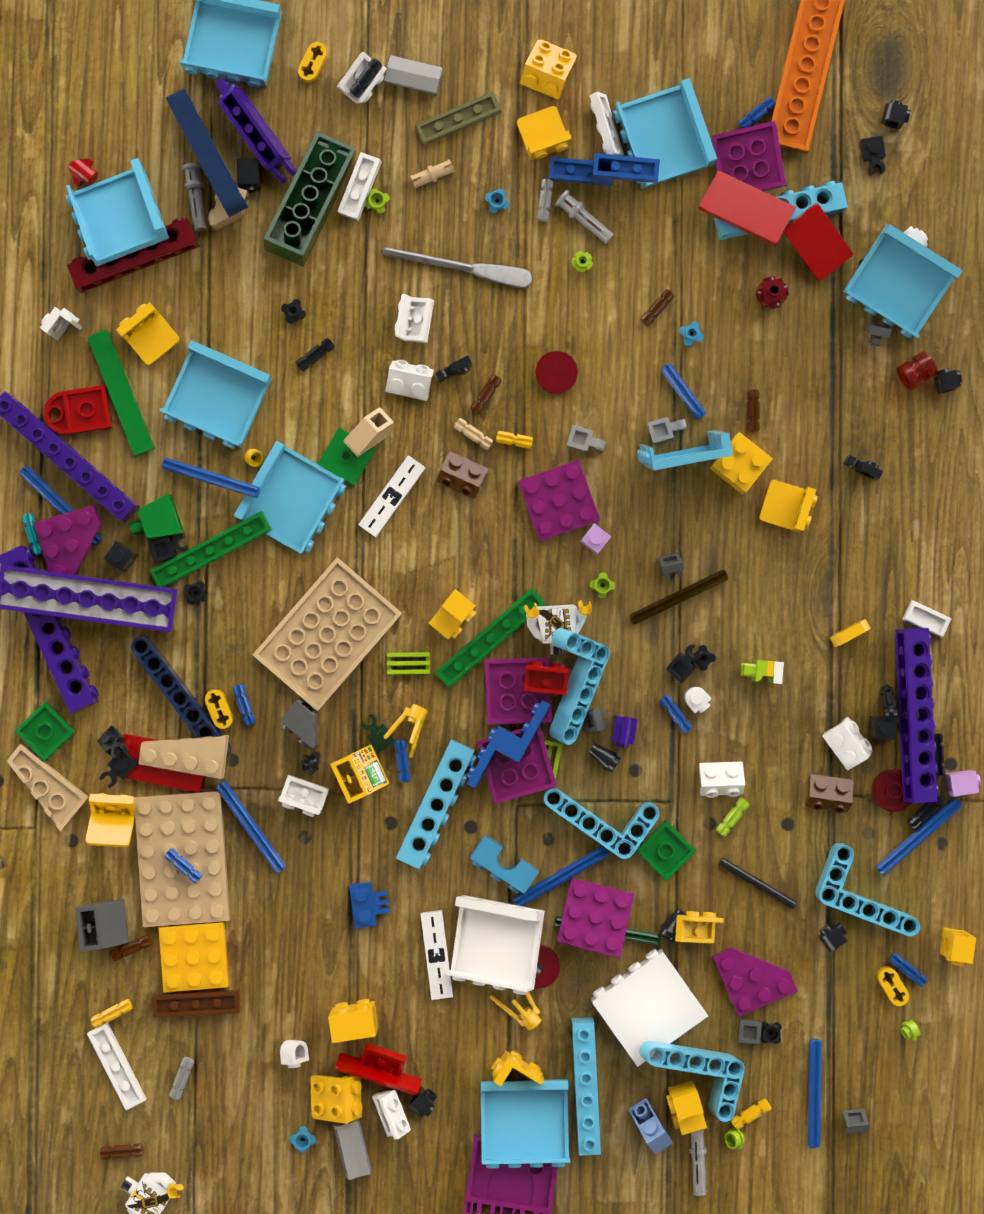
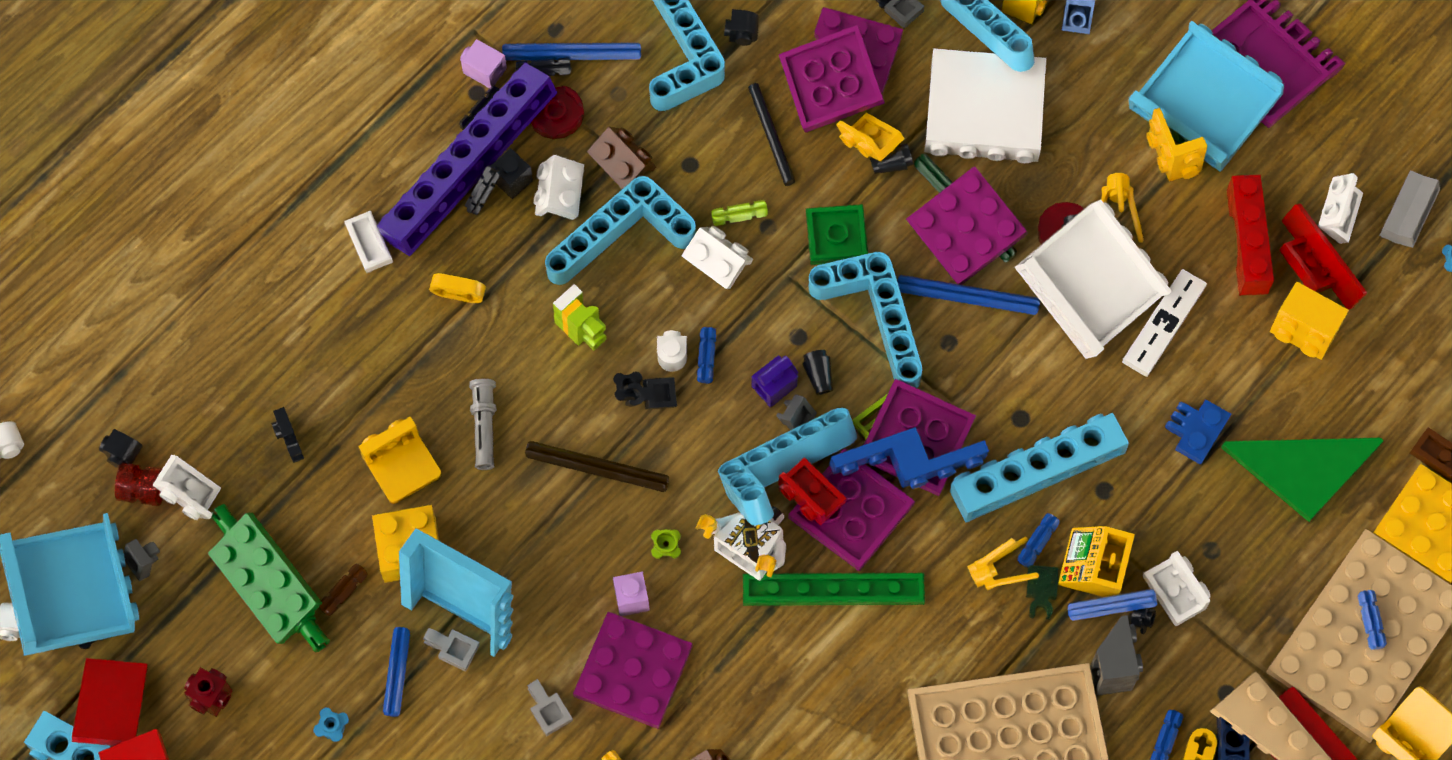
camera: 135 degrees left, 20 degrees down
(250, 826) = (1263, 605): blue axle -> none
(288, 928) = (1303, 470): none -> green tile
(294, 1053) = (1400, 343): white plate -> none
(330, 755) = (1112, 604): none -> axle
(336, 1098) = (1390, 267): yellow bracket -> none
(390, 663) = (951, 625): lime tile -> none
(420, 1042) = (1253, 247): none -> red arch
(423, 1103) = (1298, 191): black plate -> none
(452, 615) = (852, 642): yellow brick -> none
(518, 876) = (1013, 328): dark azure arch -> none
(586, 1086) = (1113, 83): medium azure brick -> none
(670, 564) = (574, 503): dark grey tile -> none
(751, 946) = (831, 78): none -> magenta plate
(770, 574) = (483, 410): none -> light grey pin
(794, 748) = (618, 225): none -> medium azure beam
(799, 378) = (266, 579): none -> plate
(889, 388) = (187, 487): none -> white bracket

